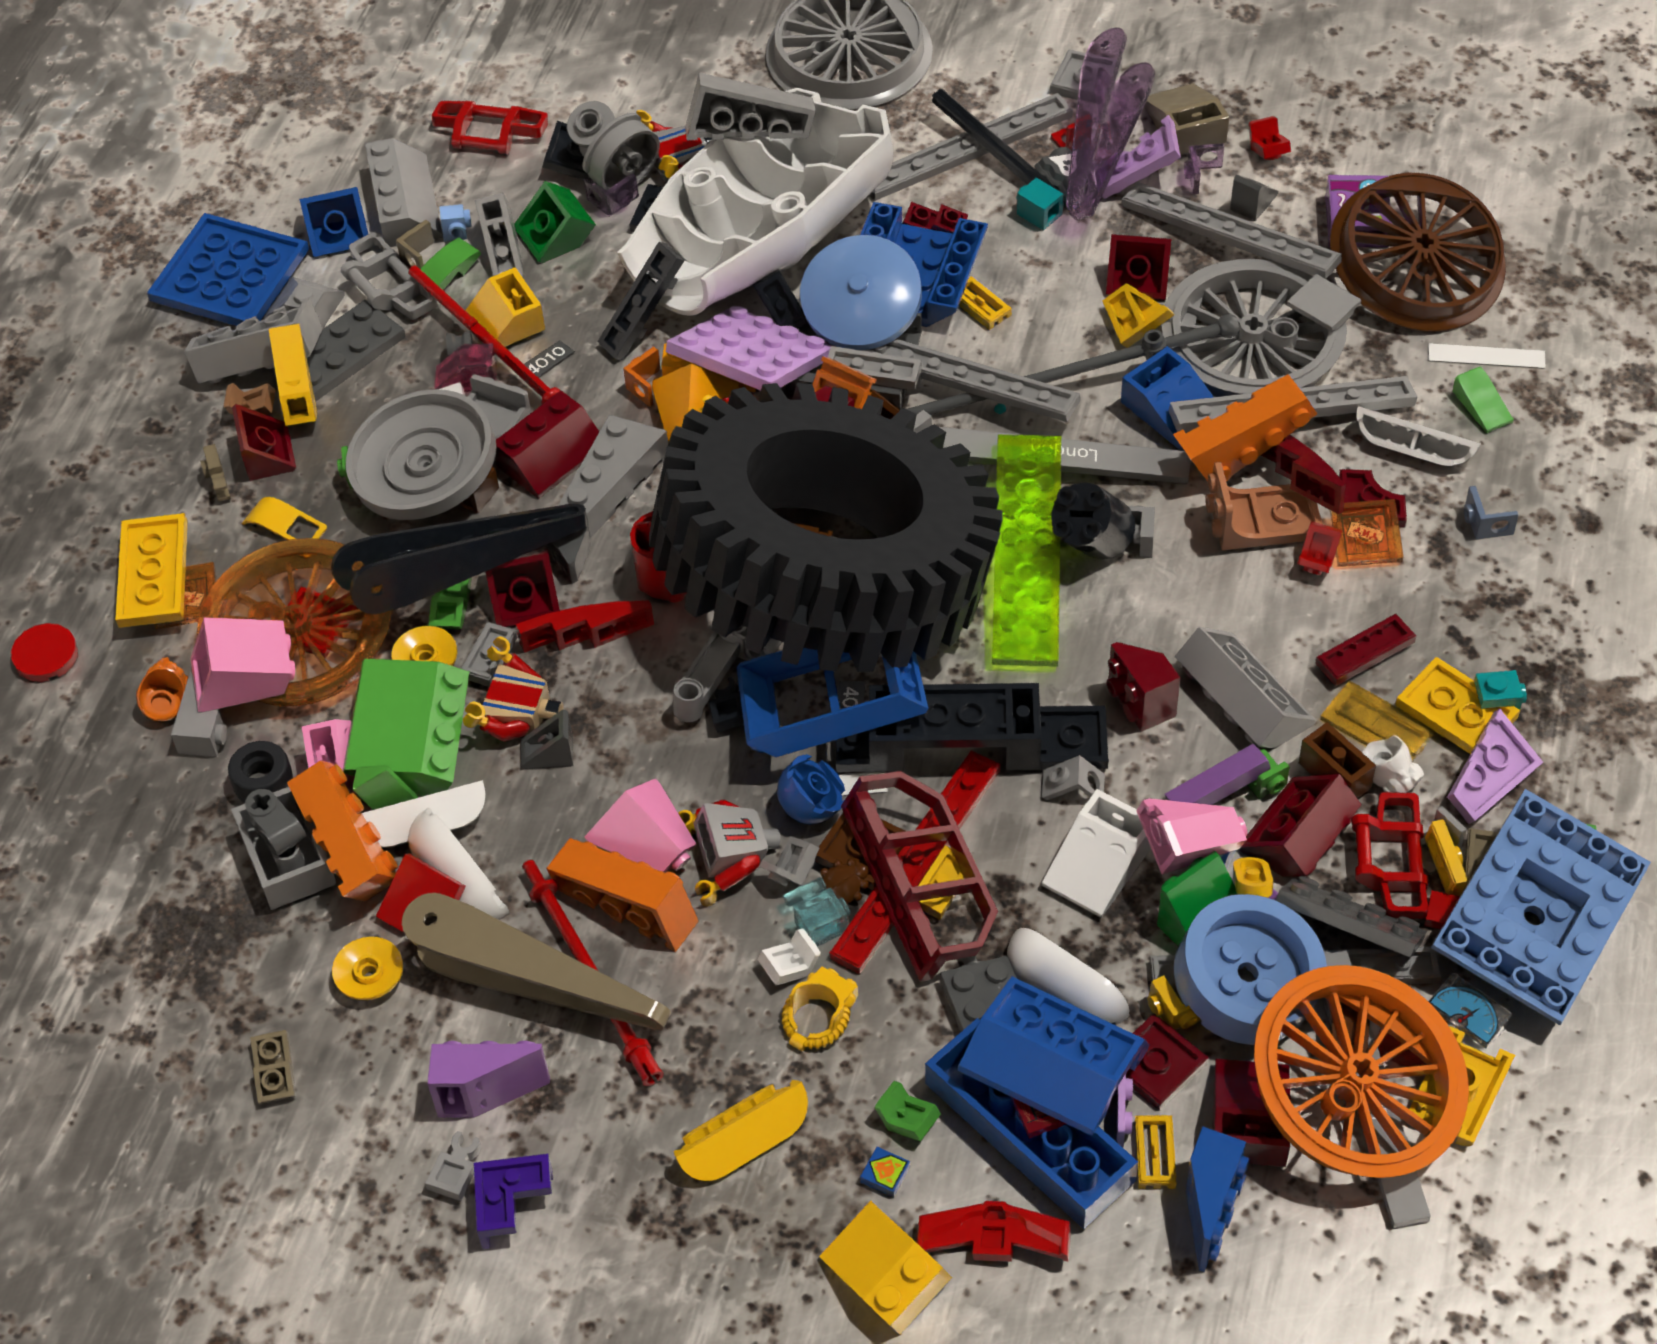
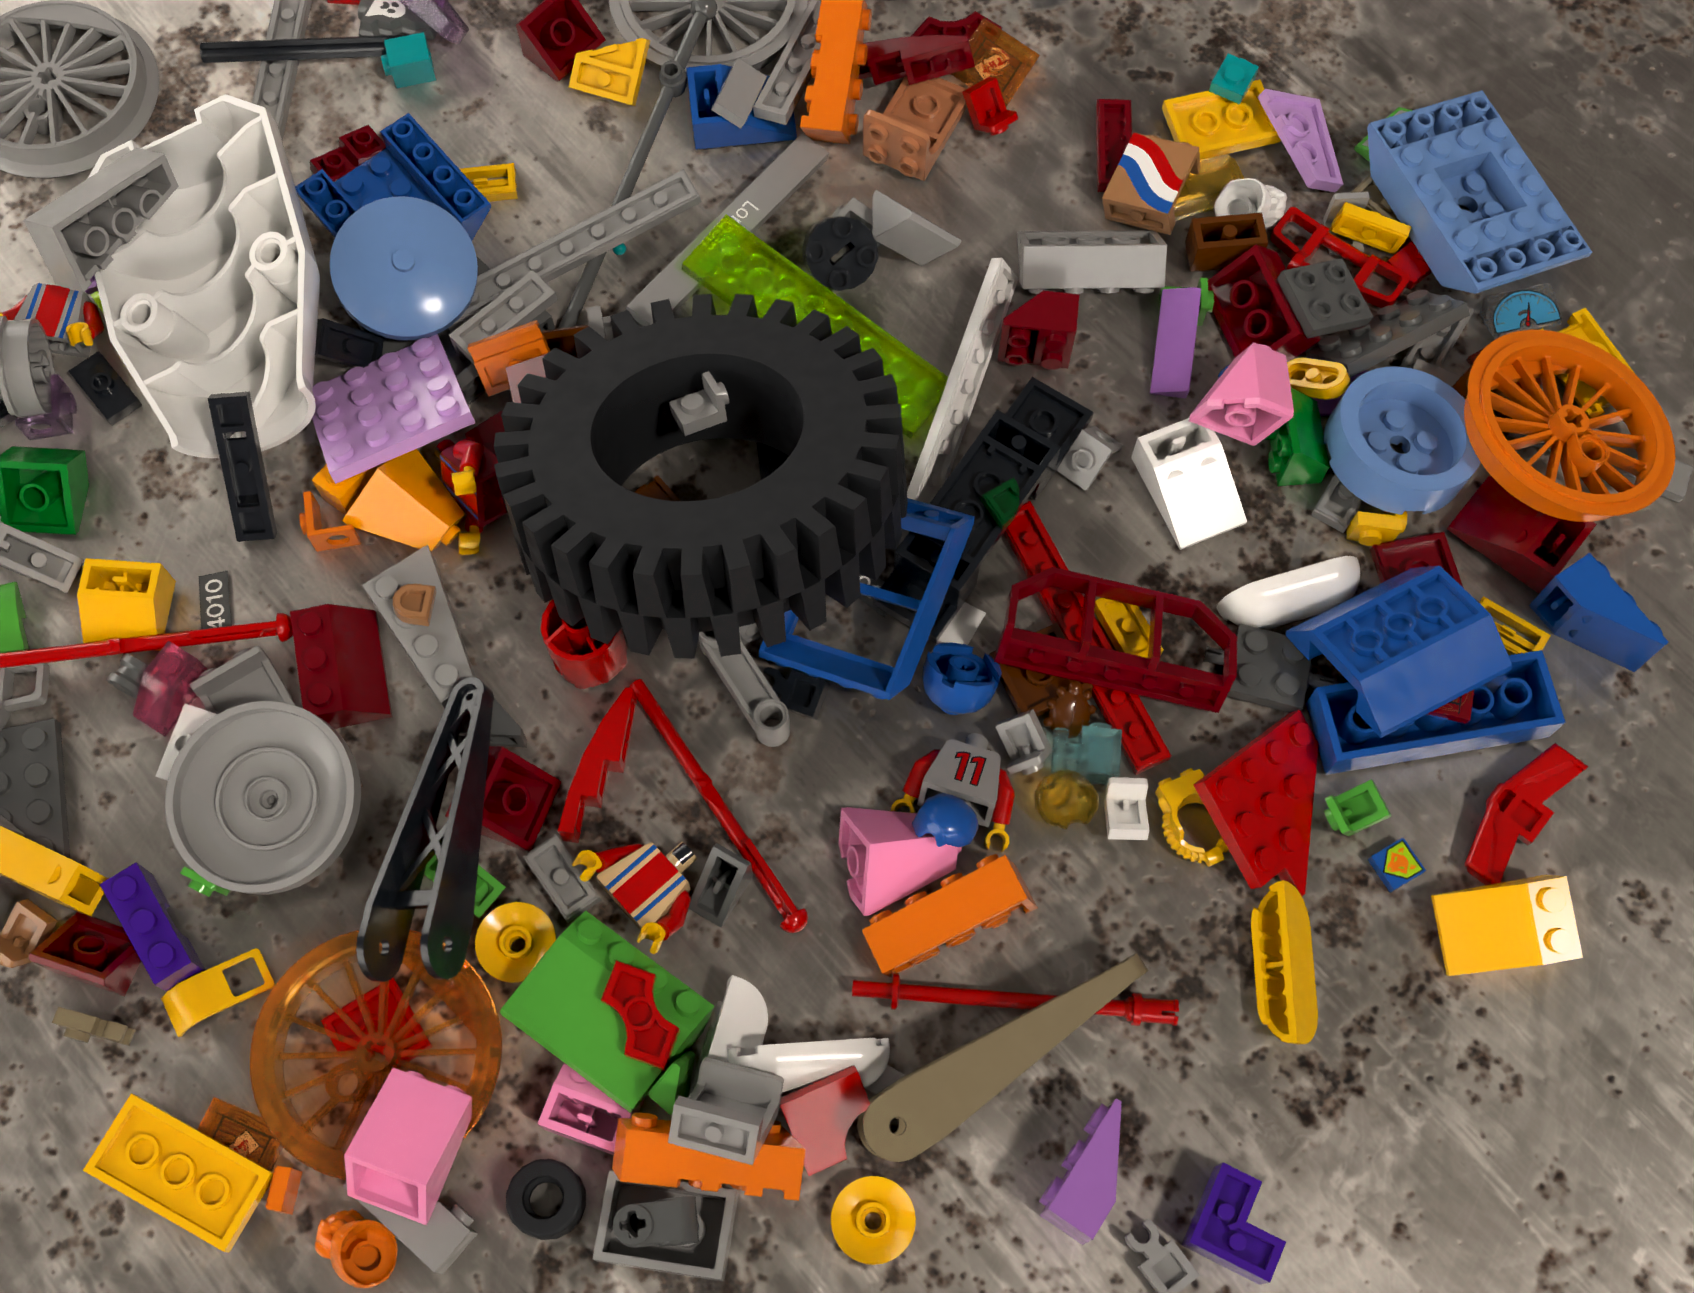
camera: 60 degrees left, 15 degrees up
(176, 632) = (283, 1190): none -> orange tile
(310, 442) = (143, 914): none -> dark purple arch
(370, 817) = (727, 1111): none -> light grey panel
(401, 745) = (648, 1032): none -> red tile
(555, 802) = (794, 919): none -> red bar
(614, 446) = (414, 603): none -> medium nougat tile
(683, 834) = (947, 820): none -> blue hair
(767, 912) = (1066, 798): none -> clear yellow hair
(861, 1043) = (1265, 802): none -> red wing
(873, 498) = (701, 408): none -> light grey bracket
(961, 726) = (1003, 502): none -> dark green tile
(1072, 663) = (963, 382): none -> white tile
(1158, 554) = (908, 231): none -> light grey slope
(1173, 386) = (739, 93): none -> light grey tile
(1334, 848) = (1324, 298): none -> dark grey plate
(1345, 680) = (1149, 182): none -> panel

